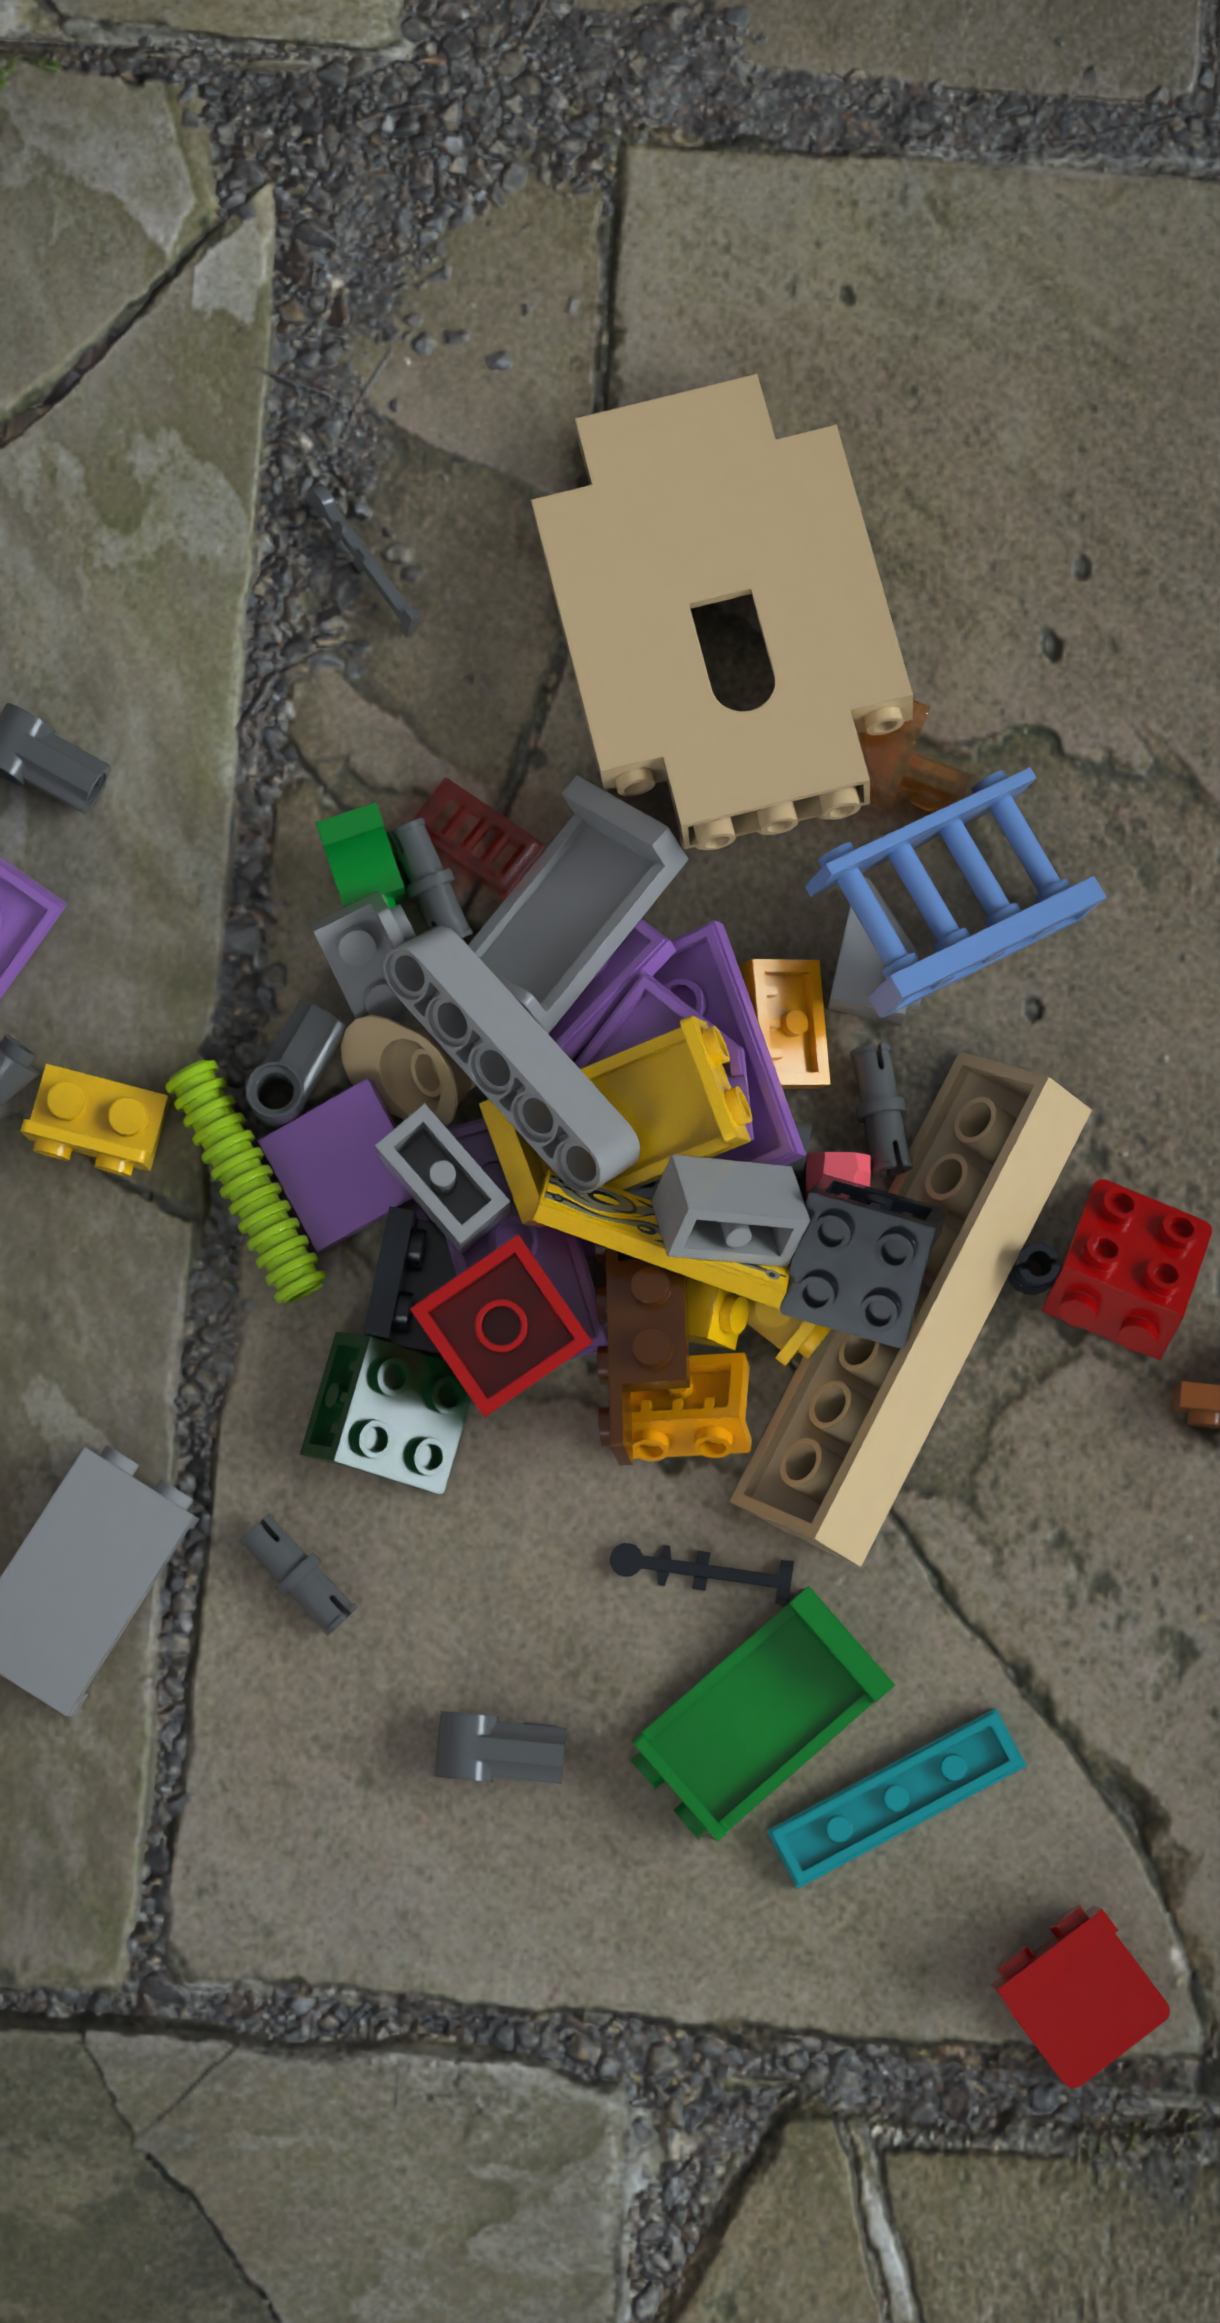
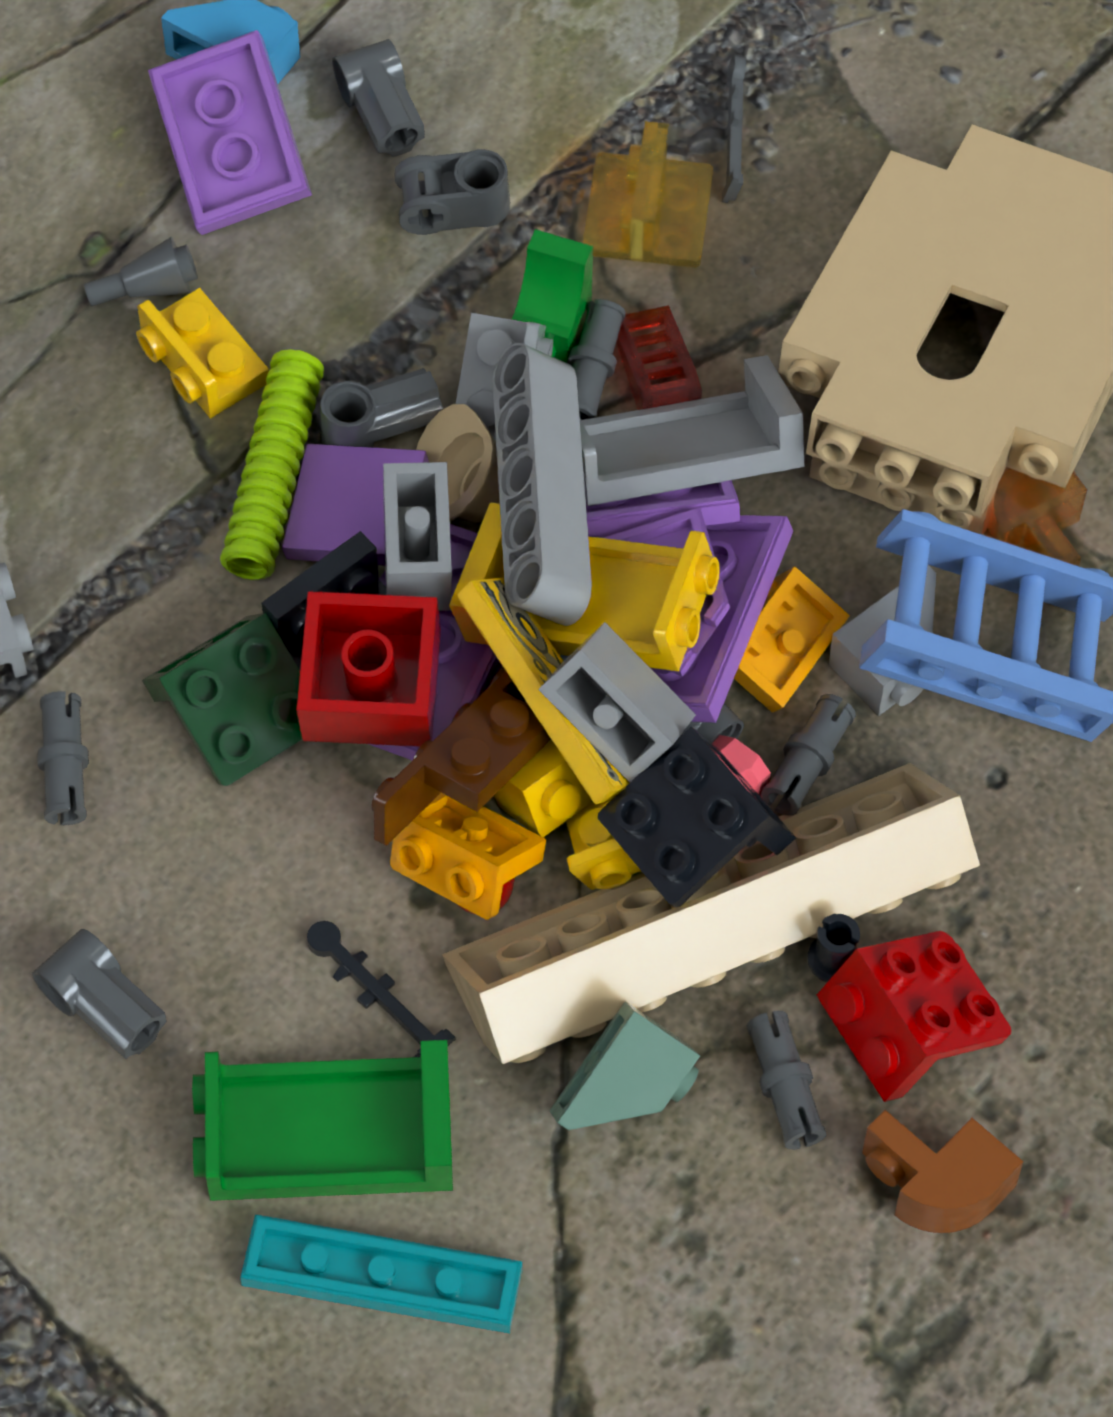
camera: 35 degrees right, 20 degrees down
(178, 813) = (453, 191): none -> dark grey piece
(355, 695) = (648, 204): none -> clear yellow bracket
(959, 1501) = (627, 1073): none -> sand green slope
(1075, 1402) = (786, 1080): none -> dark grey pin

